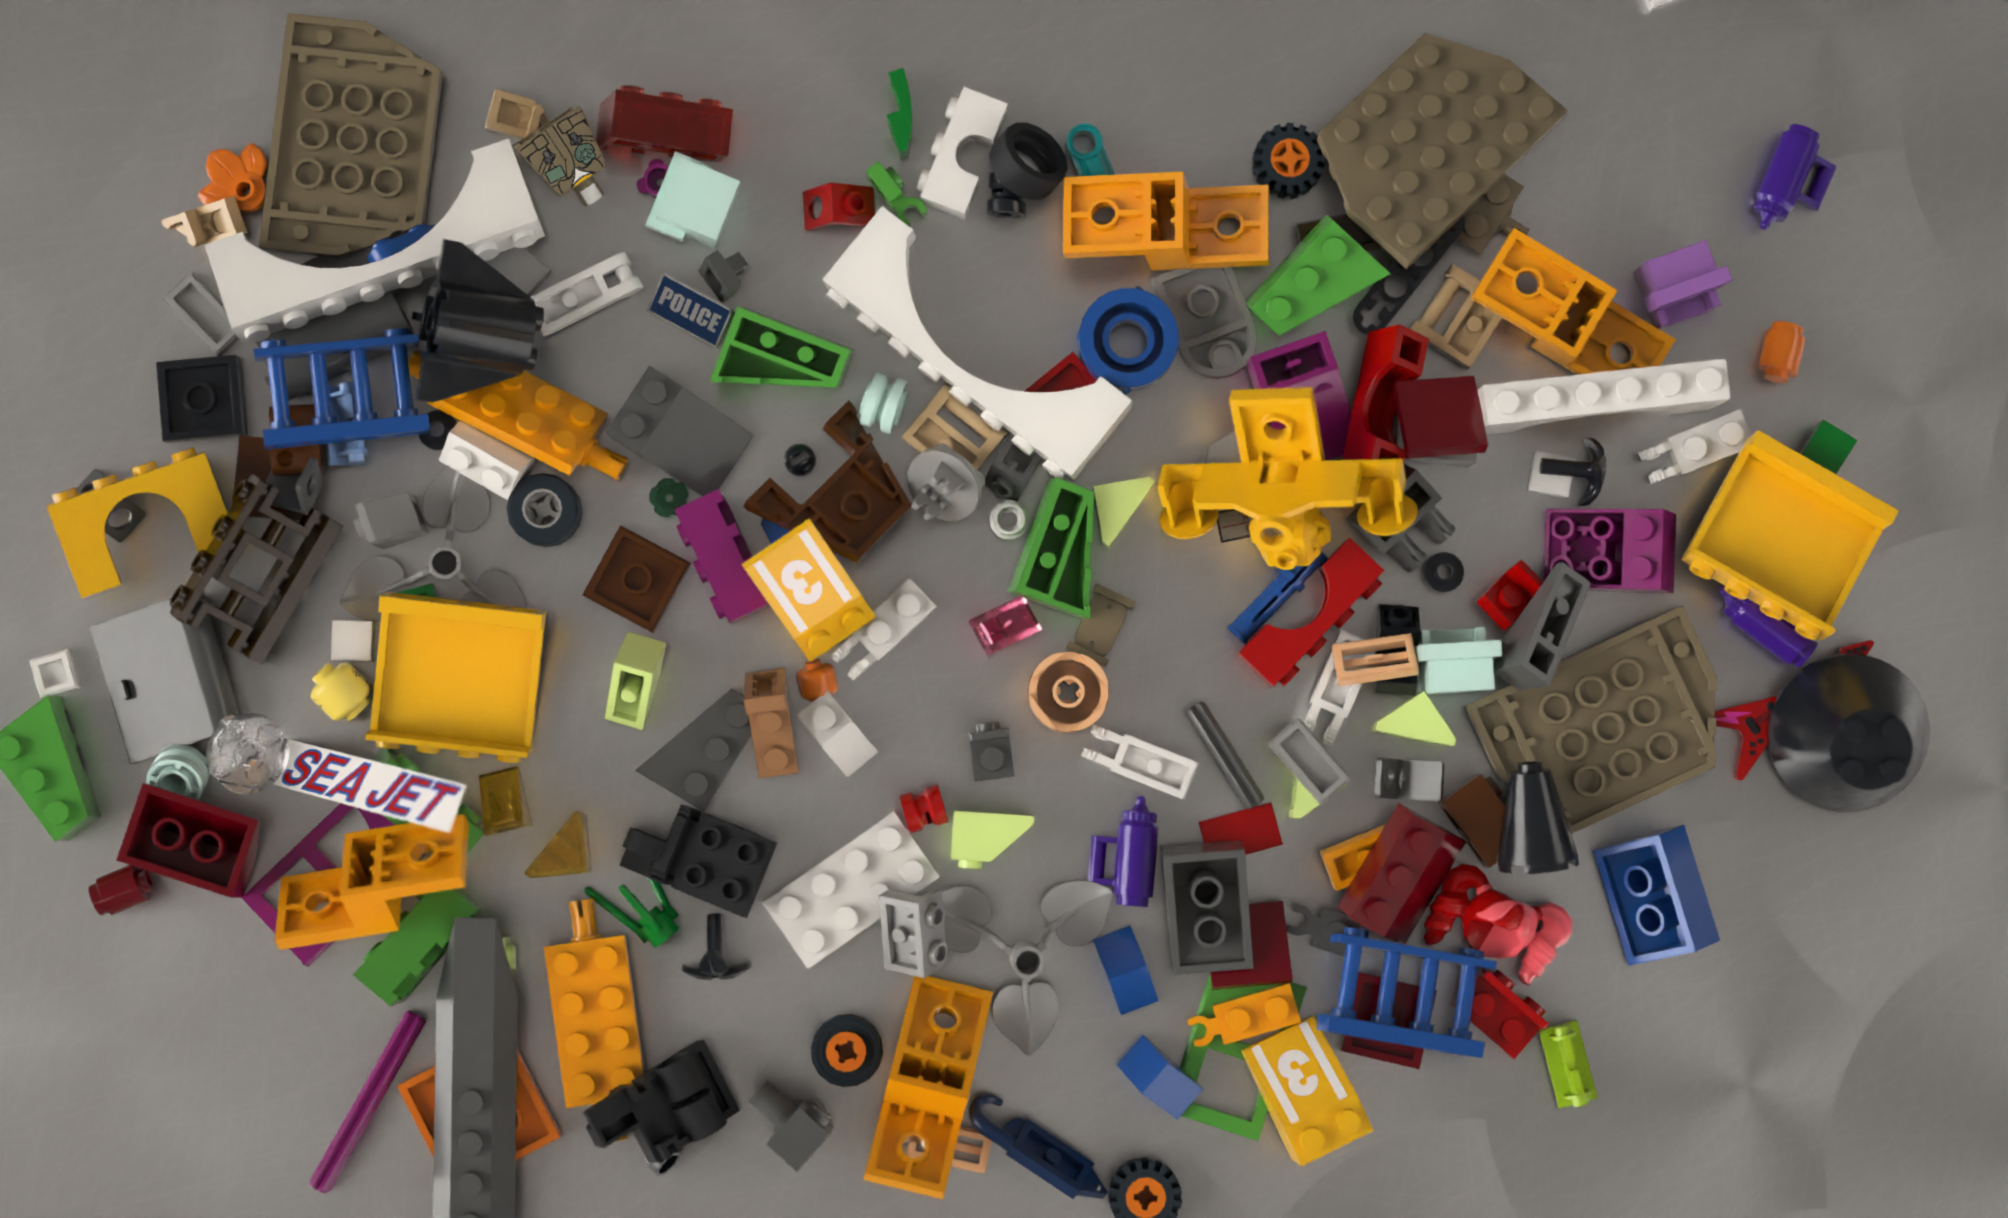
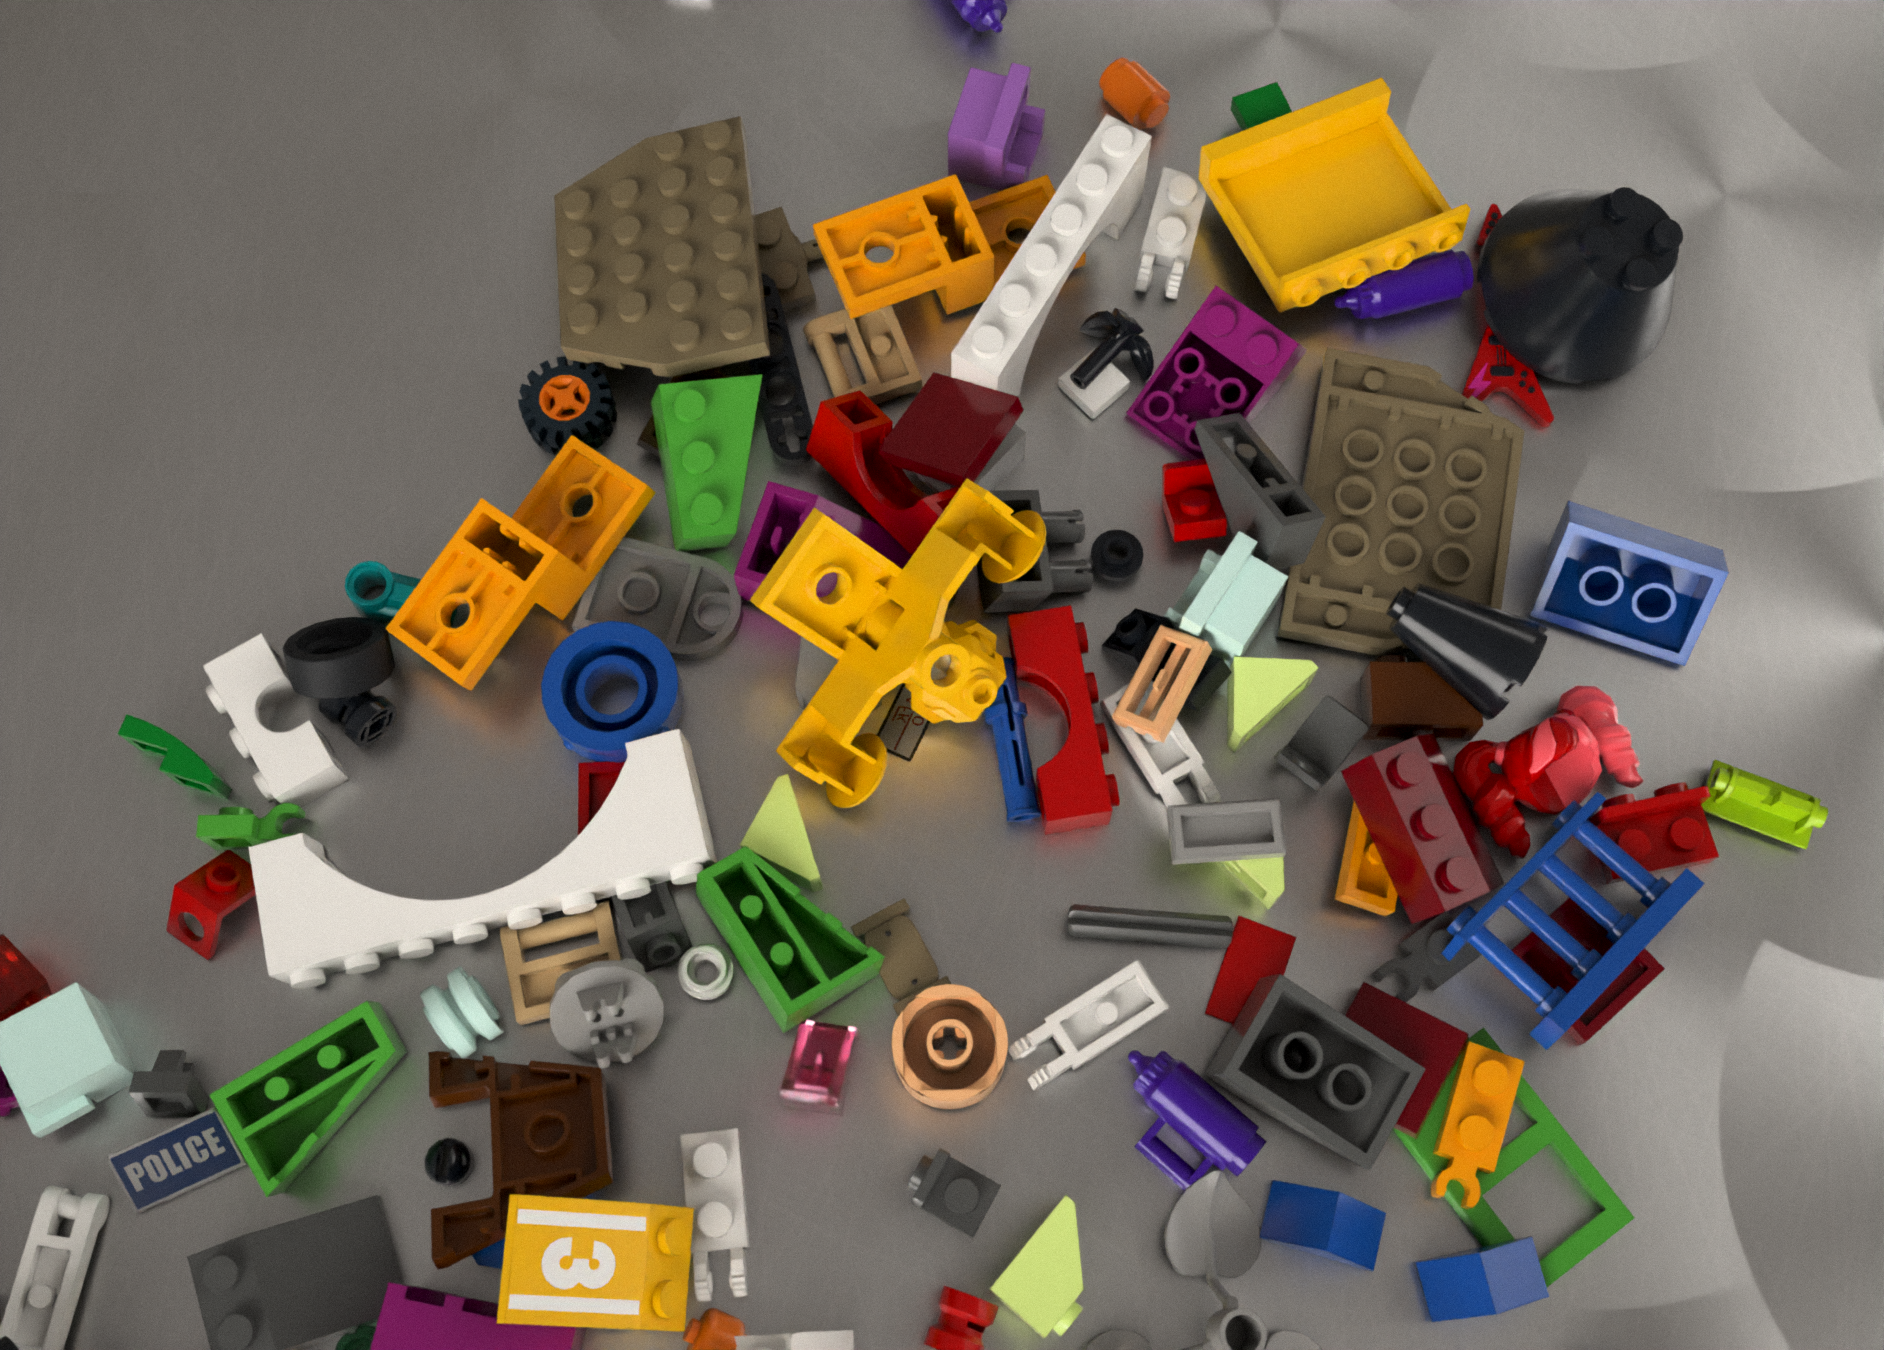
camera: 45 degrees left, 15 degrees down
(1306, 1091) = (1616, 1116): yellow slope -> none

